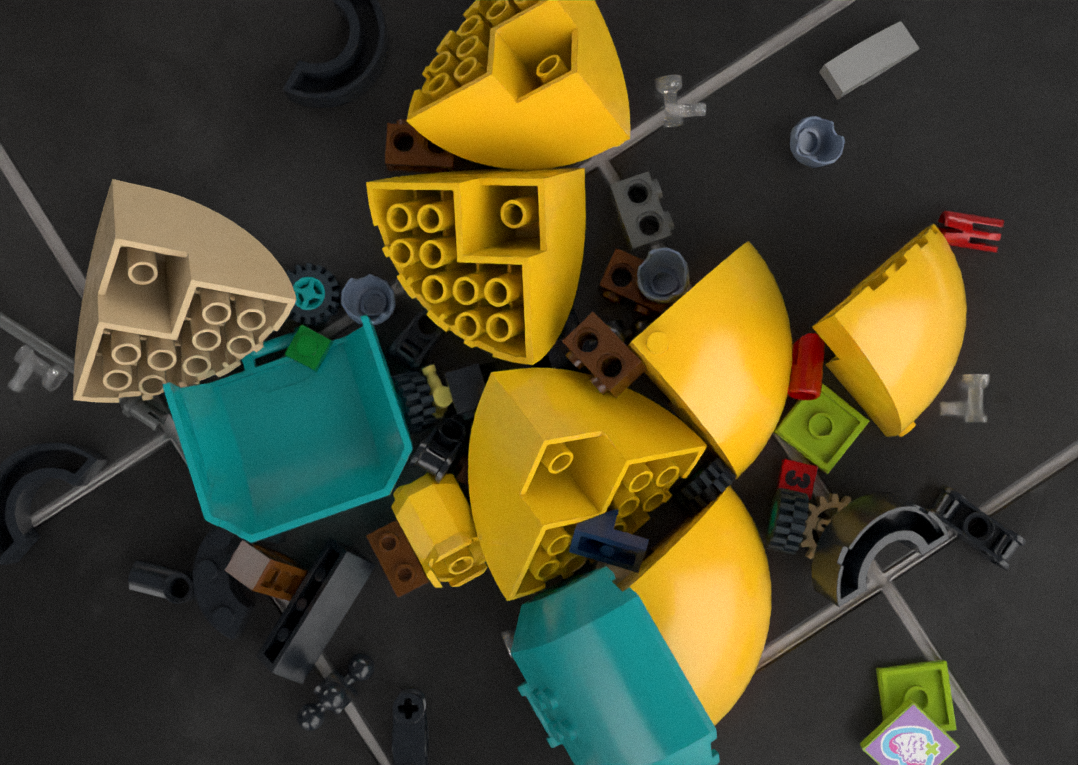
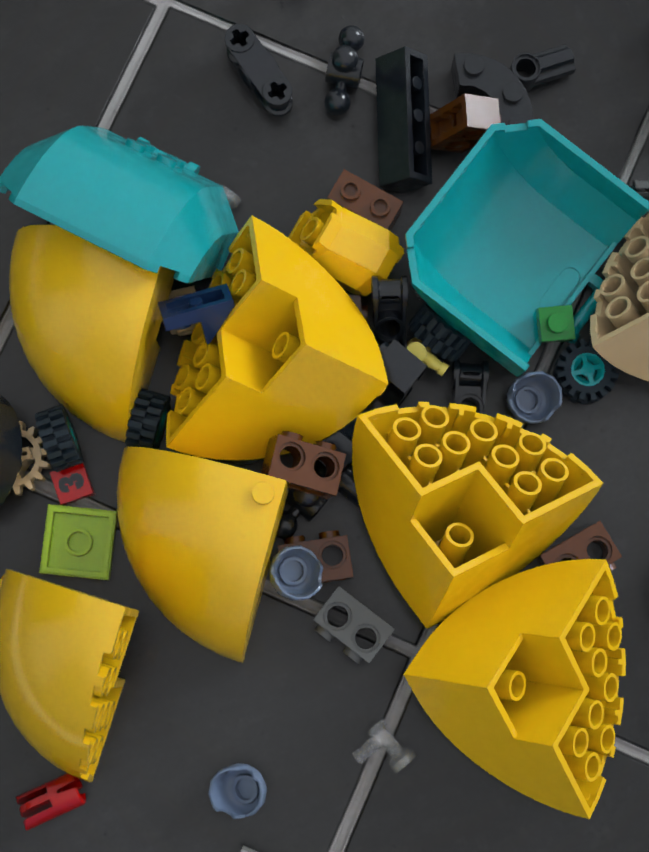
camera: 145 degrees right, 5 degrees down
(807, 368) = (121, 579): red arm -> none

